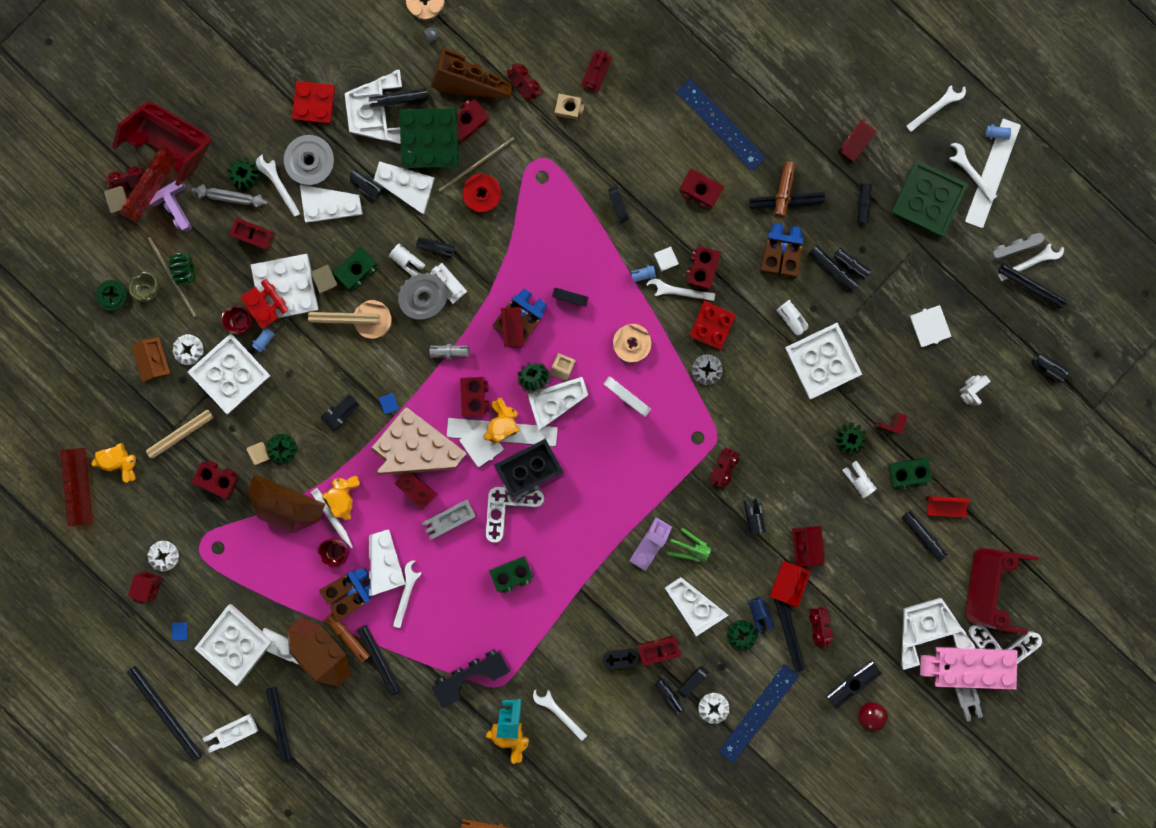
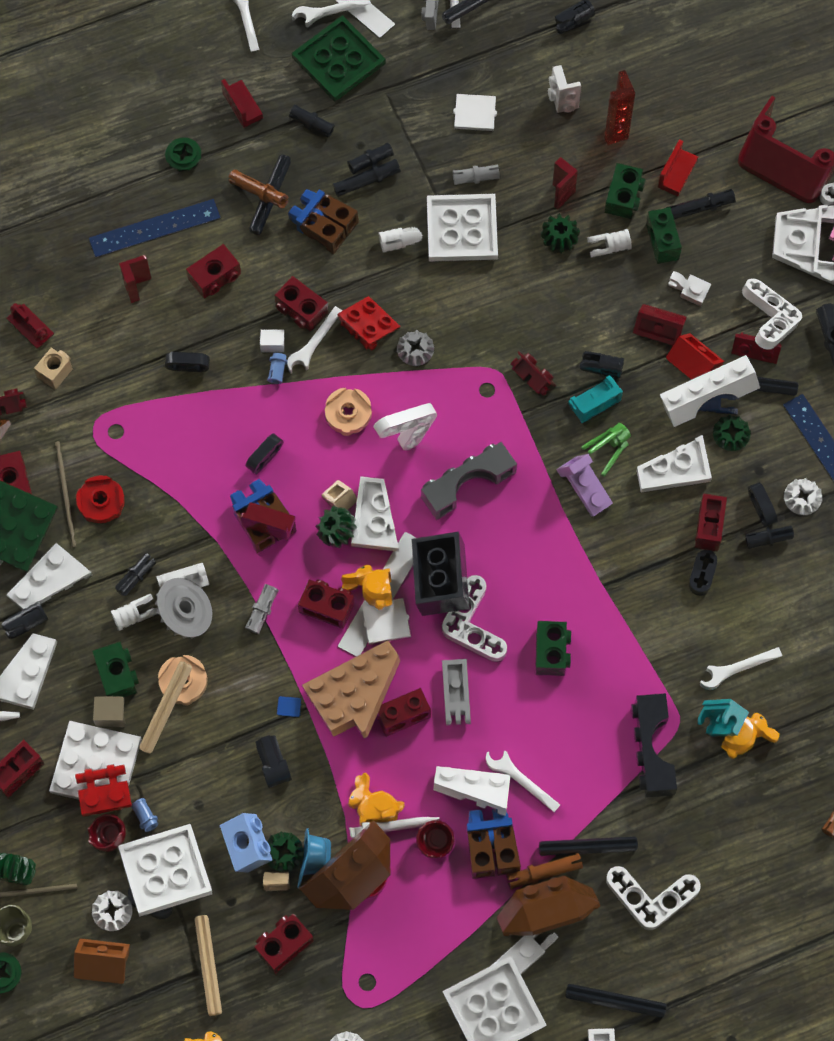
camera: 65 degrees left, 20 degrees down
(272, 421) = (236, 833): none -> light blue brick
(284, 474) = (316, 854): none -> dark azure piece
(357, 724) = (654, 906): none -> white beam
(636, 471) = (492, 464): none -> dark grey arch
(663, 128) = (134, 272): none -> dark red panel
(724, 522) = (596, 399): none -> teal hinge
(751, 595) = (686, 399): none -> white arch
(796, 109) = (177, 147): none -> dark green gear
(849, 559) = (692, 289): none -> white plate
(852, 635) = (787, 318): none -> white beam
(874, 351) = (476, 174): none -> light grey pin
(883, 519) = (663, 235): none -> dark green brick
(970, 446) = (620, 110): none -> clear red fence

